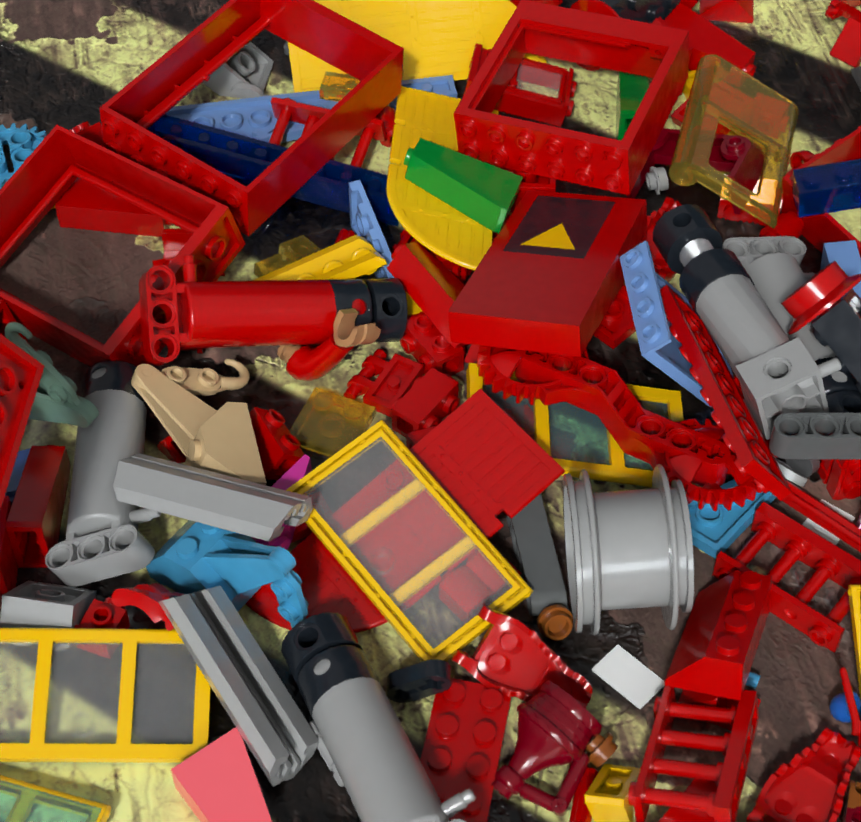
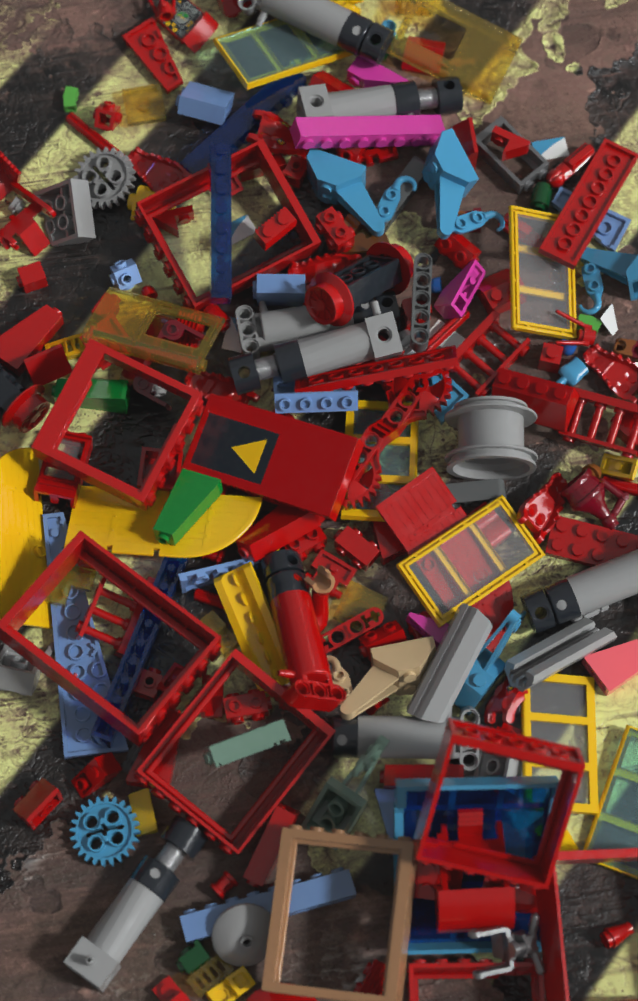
camera: 90 degrees left, 20 degrees up
(50, 92) = (37, 803): none -> red slope
(84, 233) = (246, 744): none -> sand green door
(288, 400) = (348, 634): none -> red beam
(419, 681) = (552, 561): black beam -> none
(555, 622) = (513, 487): dark orange plate -> none
(628, 676) = (546, 452): white sticker -> none
(793, 714) = (572, 372): none -> dark azure piece
(796, 47) = (31, 277): none -> red brick
(816, 674) = (550, 357): none -> red brick
(822, 128) = (125, 274): none -> light blue brick

